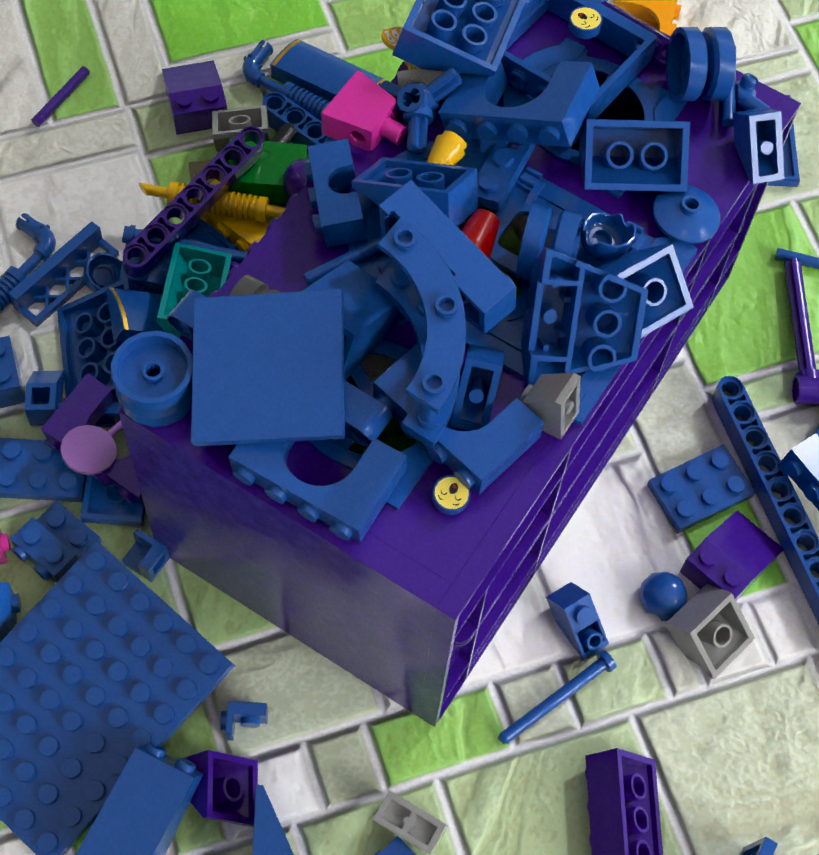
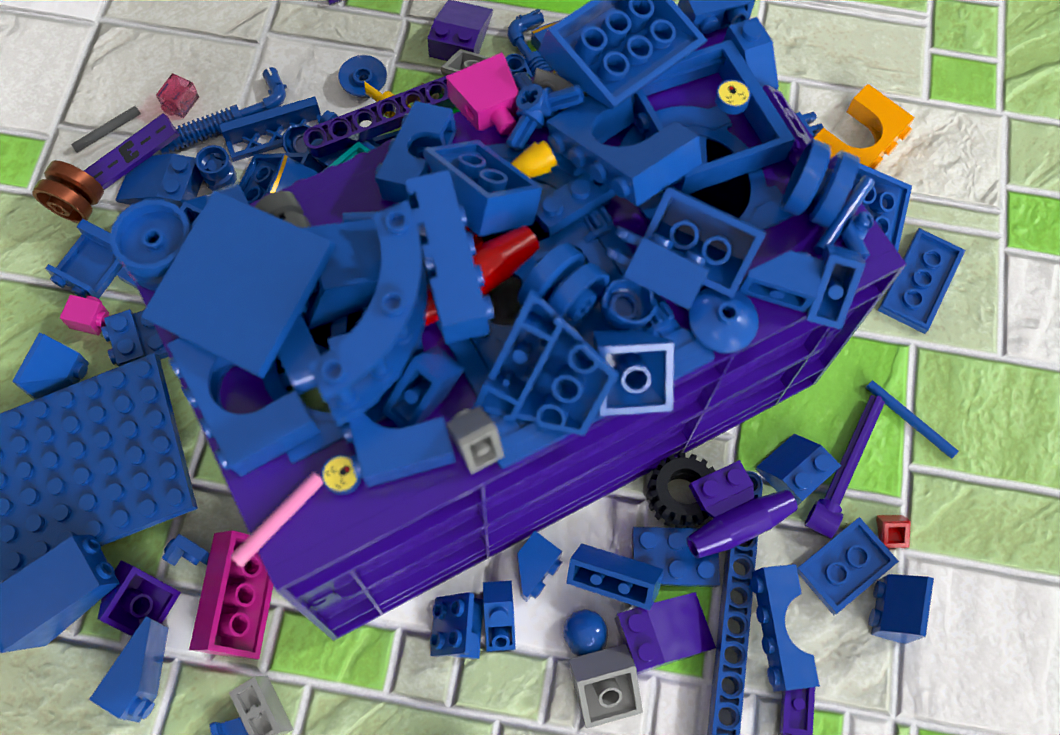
camera: 30 degrees right, 5 degrees up
(31, 338) = (215, 167): none -> blue wheel
(120, 173) = (362, 68): none -> blue dish
(316, 732) = (232, 602): none -> dark pink slope
(419, 559) = (277, 519): none -> bright pink bar
(544, 649) = (457, 626): none -> blue bracket
(581, 555) = (535, 561): none -> blue slope
(604, 662) = (444, 672): blue bar -> none
(619, 190) = (661, 267): none -> blue hinge
(663, 528) = (614, 576): none -> blue brick
(681, 405) = (660, 498): none -> black tyre
(722, 157) = (785, 280): none -> blue slope
(740, 418) = (736, 514): none -> dark purple plate
(762, 356) = (798, 467): none -> blue slope

